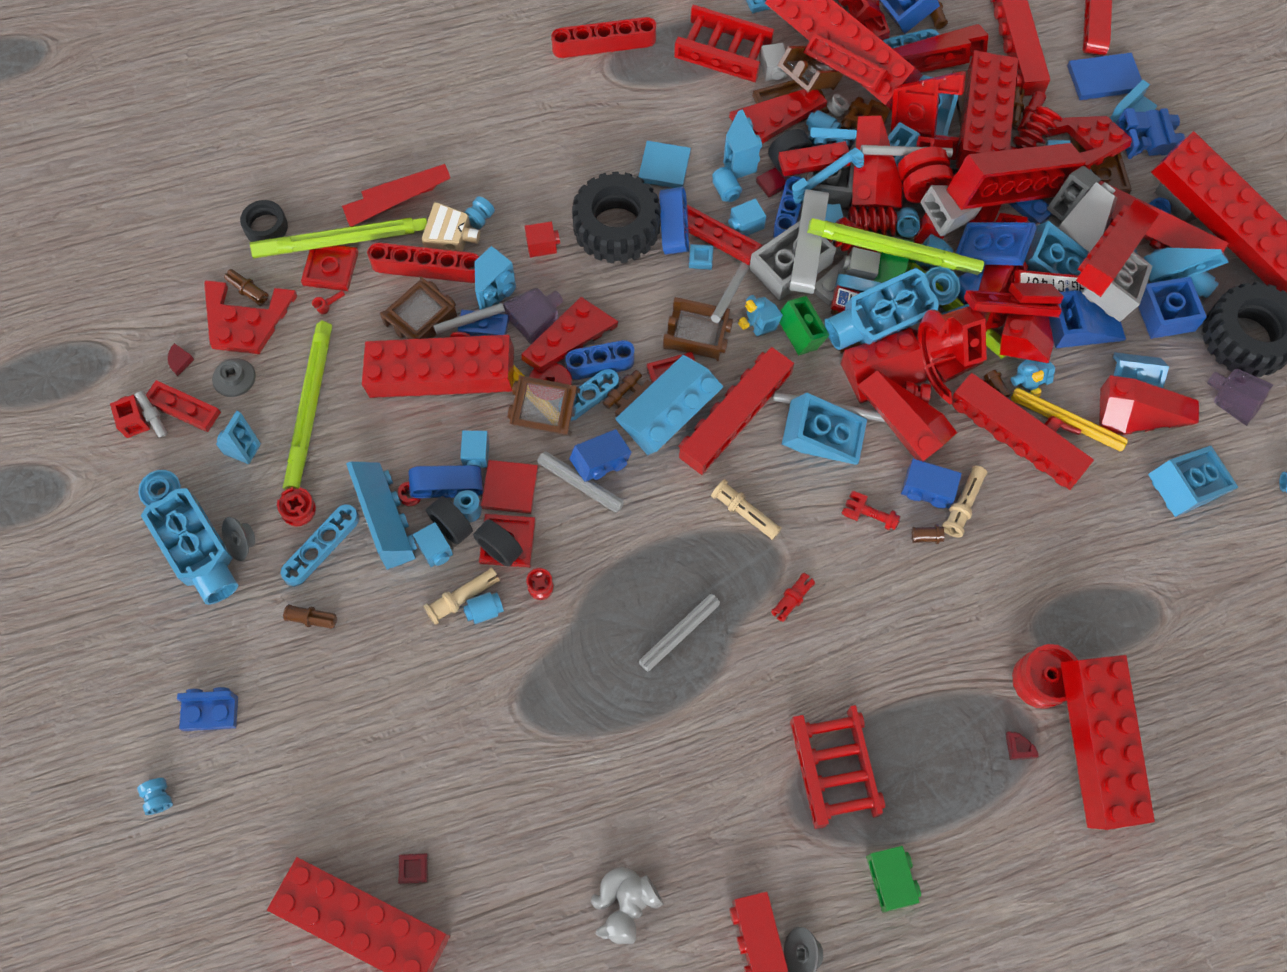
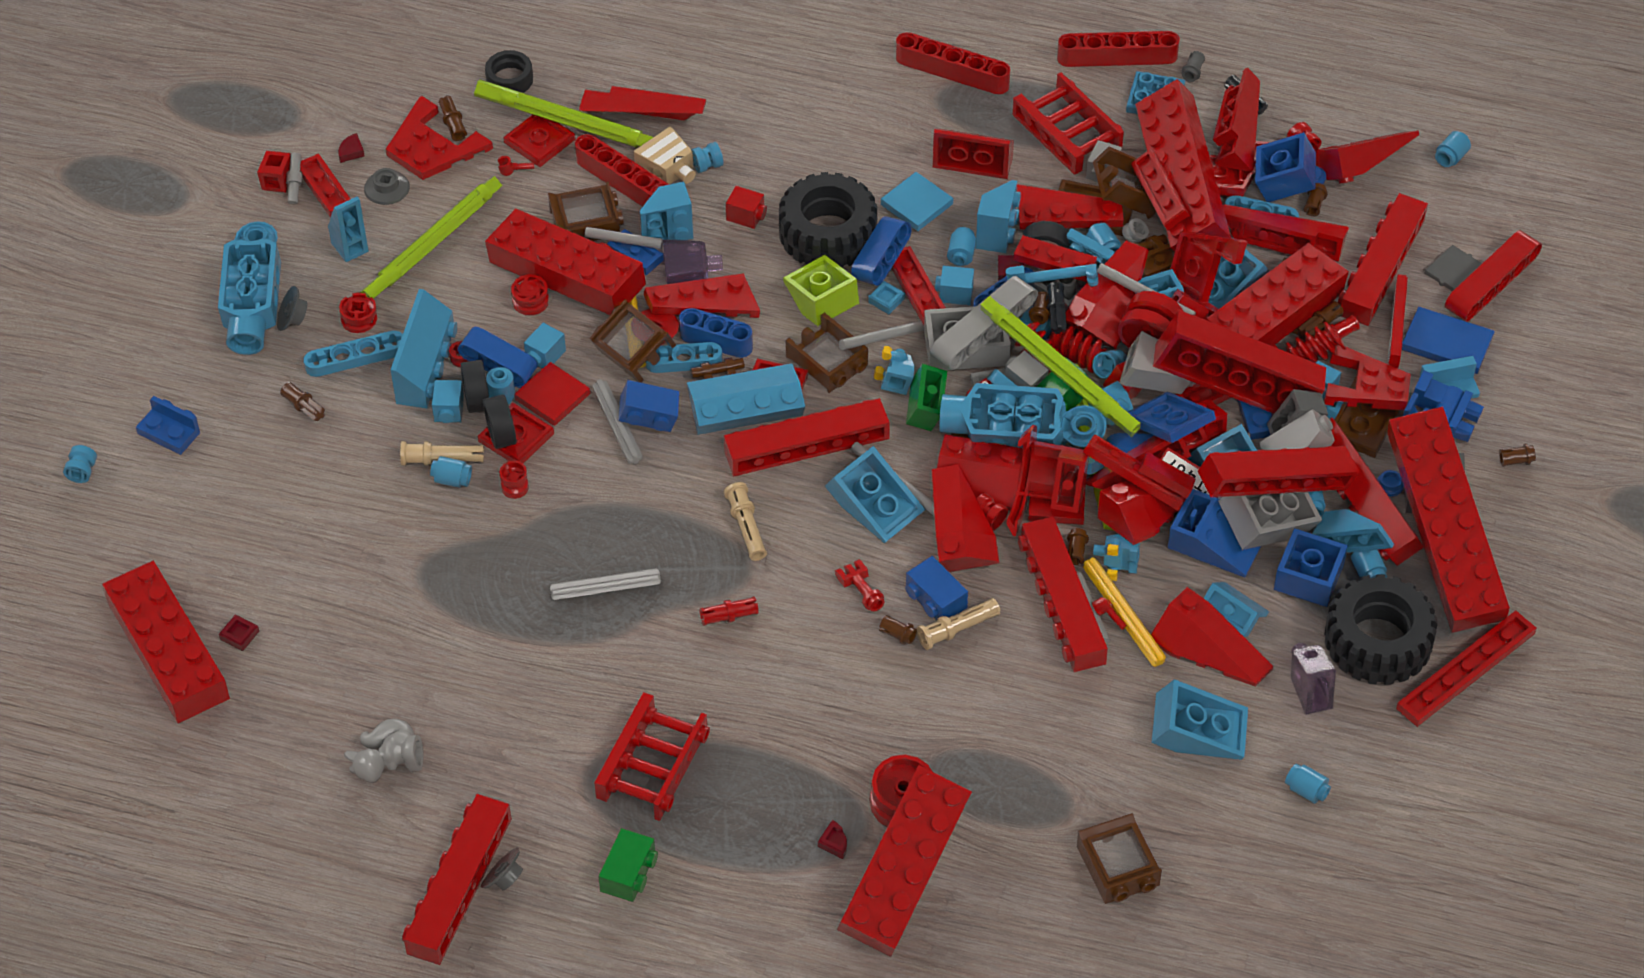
camera: 35 degrees right, 15 degrees down
(428, 410) = (530, 296): none -> red wheel
(655, 277) = (822, 288): none -> lime slope
(677, 102) = (972, 153): none -> red slope
(835, 209) = (1039, 310): none -> reddish brown pin
(847, 198) = (1057, 307): none -> black axle
(1066, 19) = (1452, 267): none -> dark grey piece
(1068, 81) = (1397, 321): none -> red tile
(1225, 136) = (1517, 455): none -> reddish brown pin
(1231, 630) = (1118, 859): none -> reddish brown window

